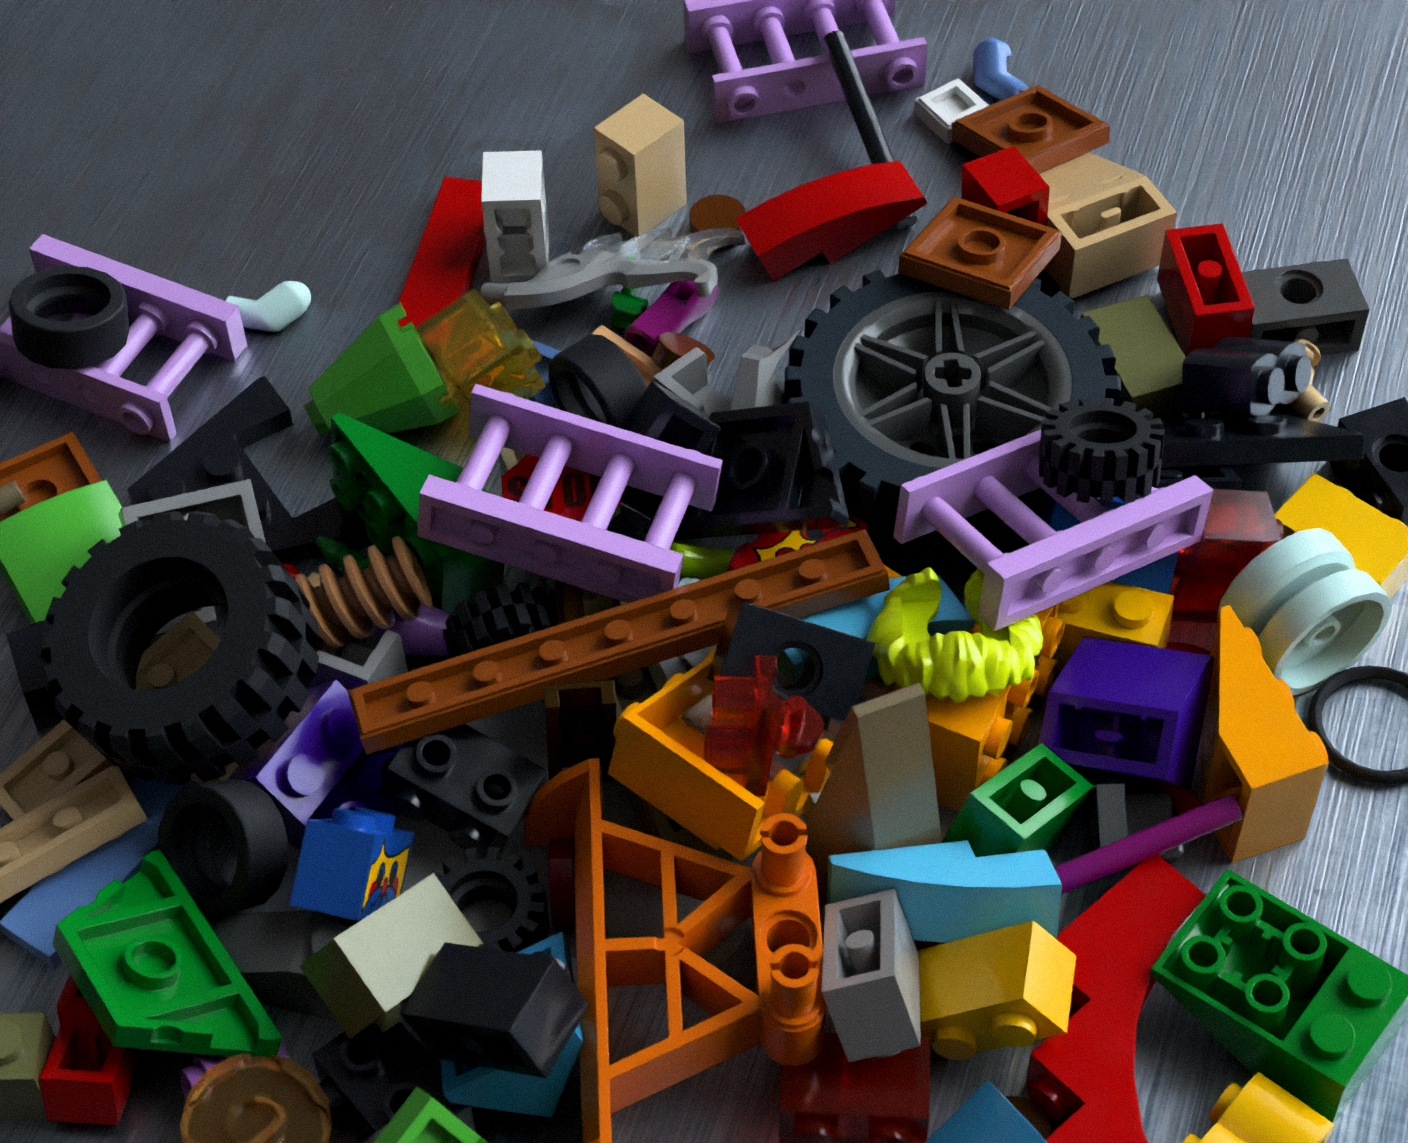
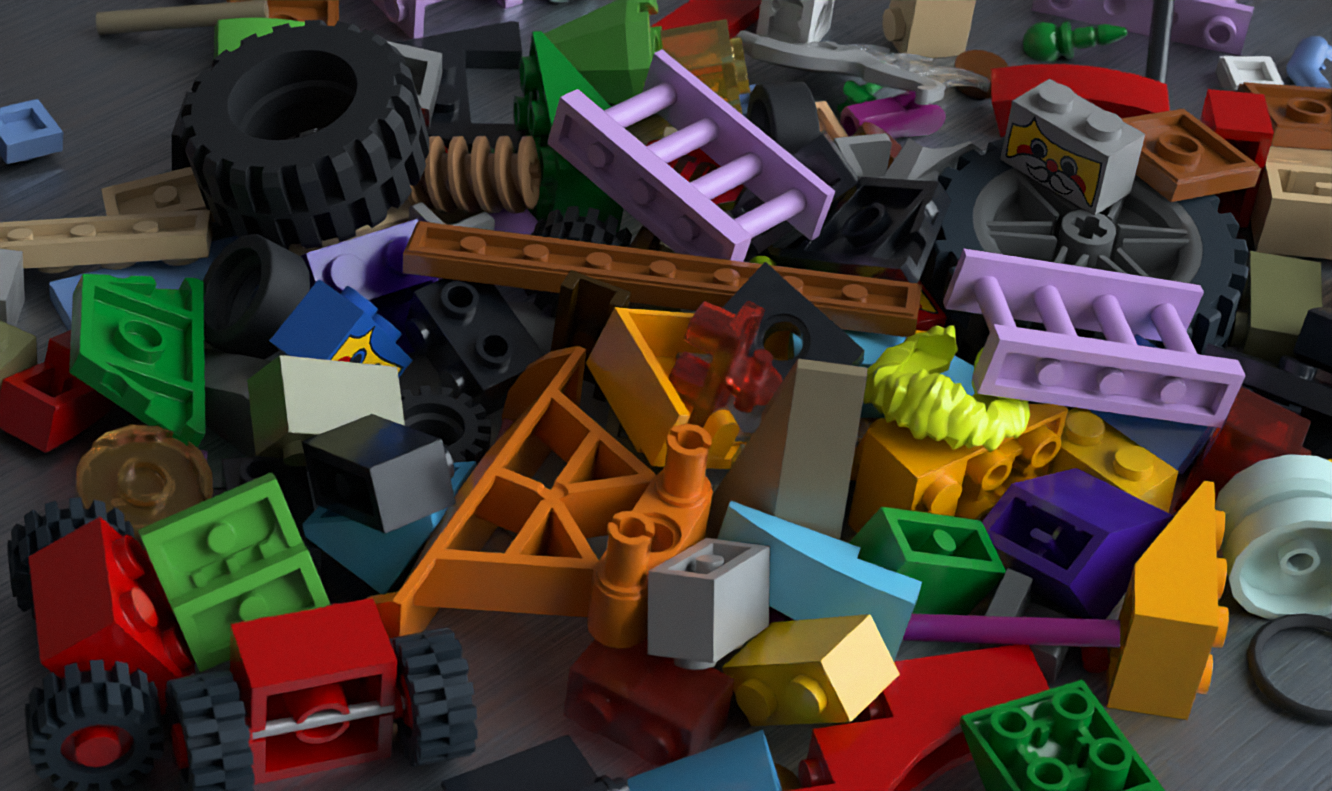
camera: 20 degrees right, 10 degrees down
(754, 155) = (1048, 42): none -> green bar
(897, 297) = (1072, 146): none -> light grey brick
(1101, 451) = (1160, 301): black tyre -> none

